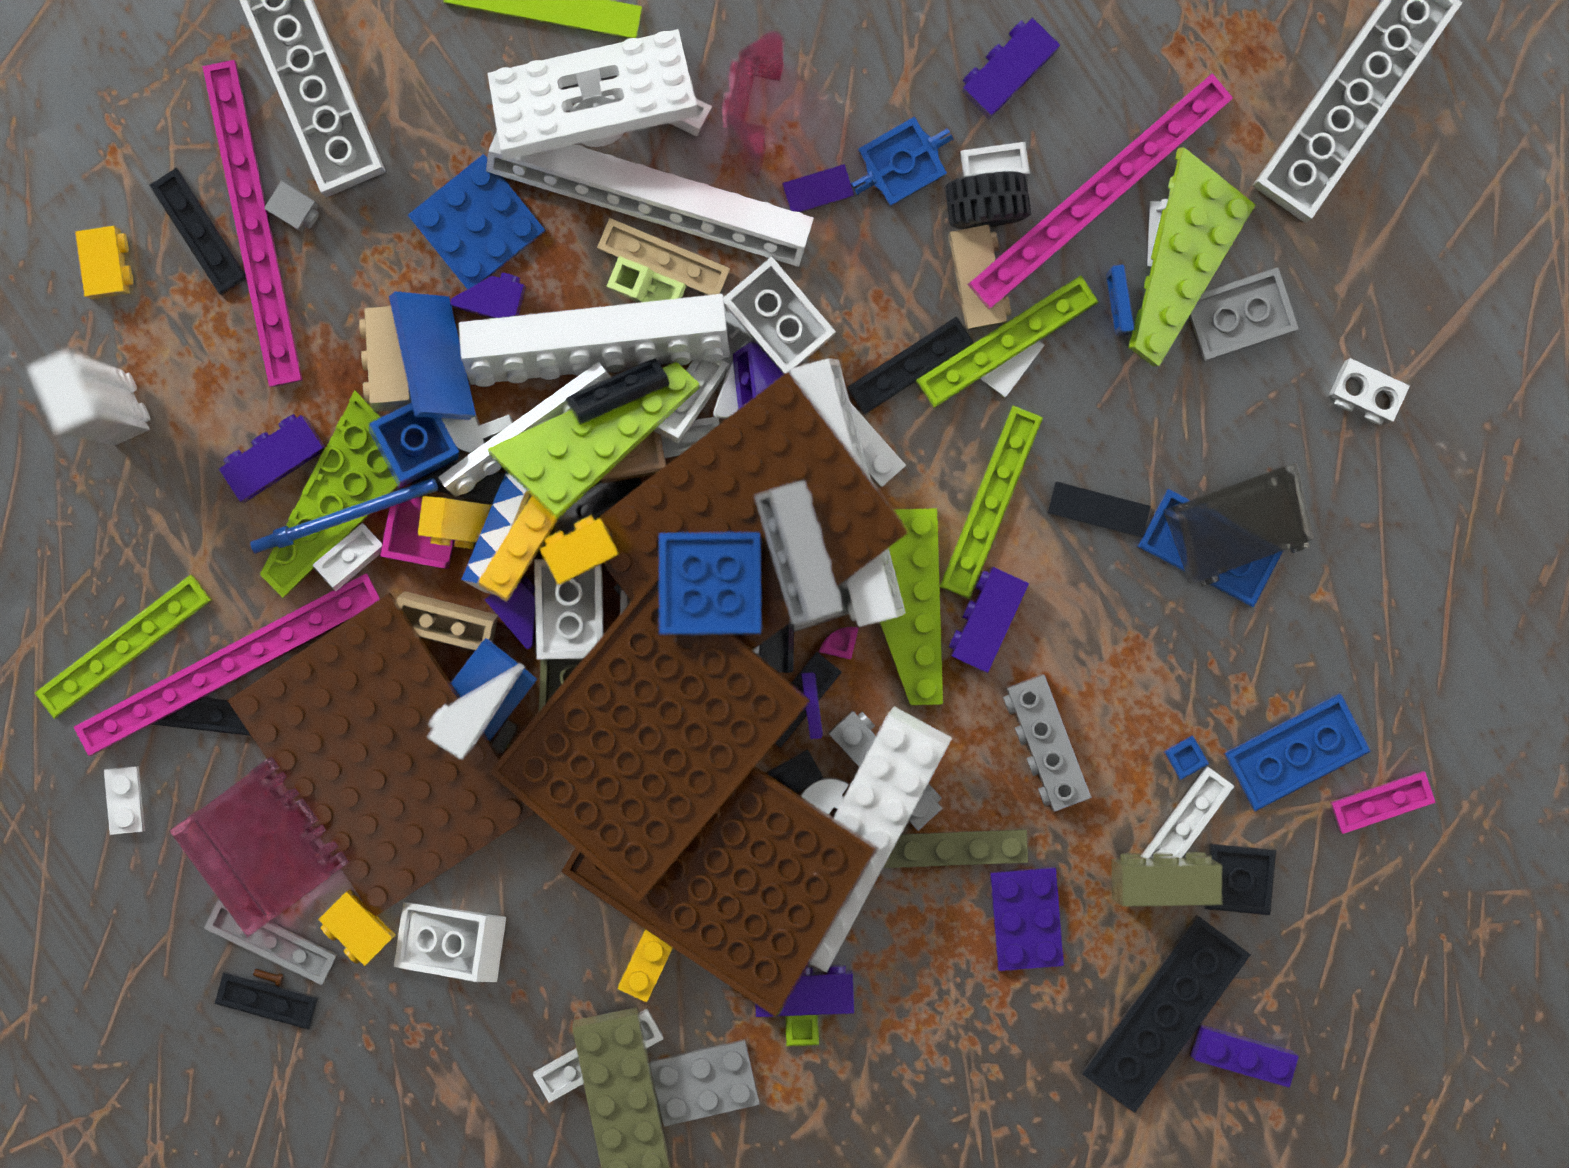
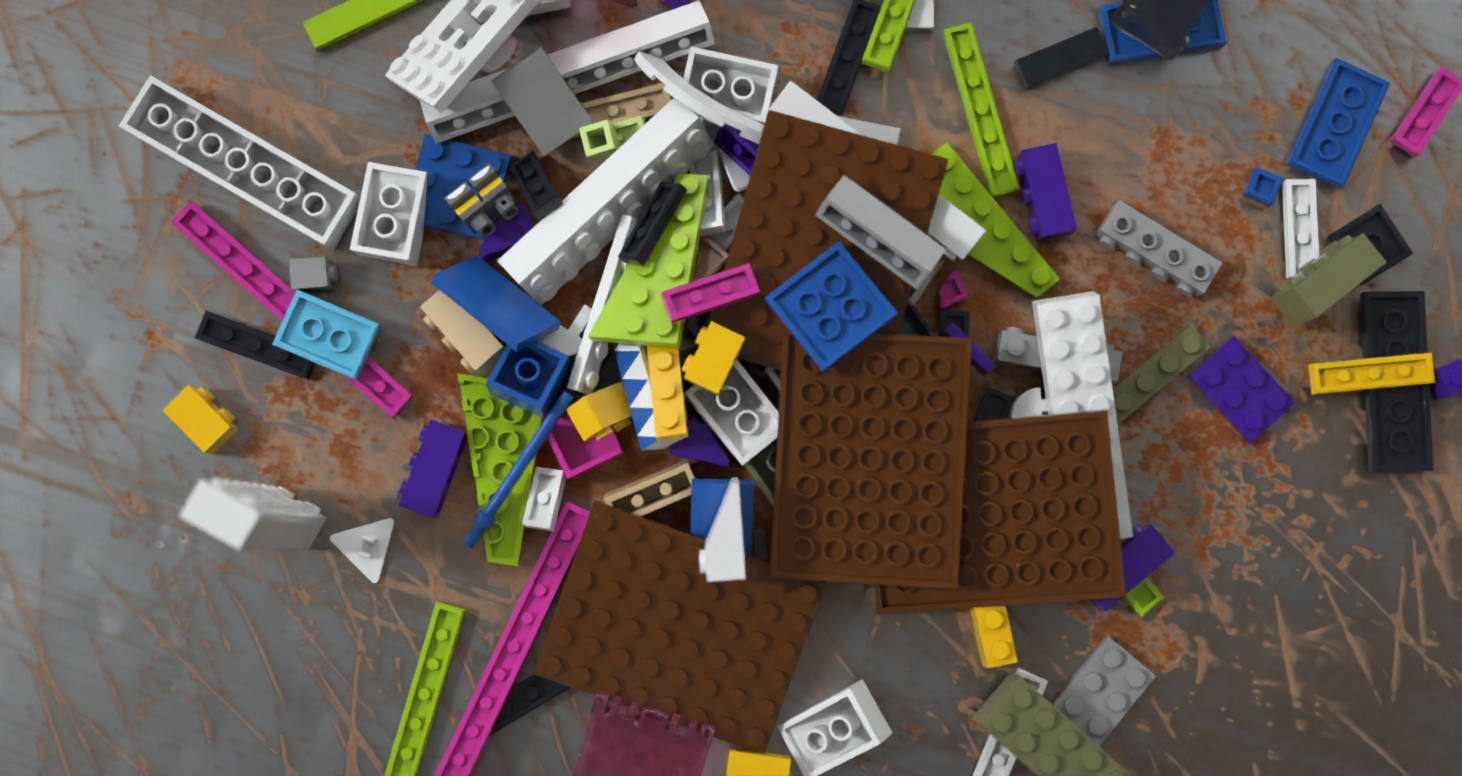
camera: 35 degrees left, 5 degrees down
(165, 481) = (366, 546): none -> white piece
(265, 271) = (326, 334): none -> medium azure tile
(399, 207) = (391, 214): none -> white slope
(502, 259) = (496, 201): none -> dark grey hips
(544, 277) = (535, 185): none -> black tile
(604, 207) = (542, 101): none -> light grey tile
(617, 493) = (710, 293): none -> dark pink plate
(735, 309) = (696, 100): none -> white tile
(1146, 990) = (1371, 373): none -> yellow tile

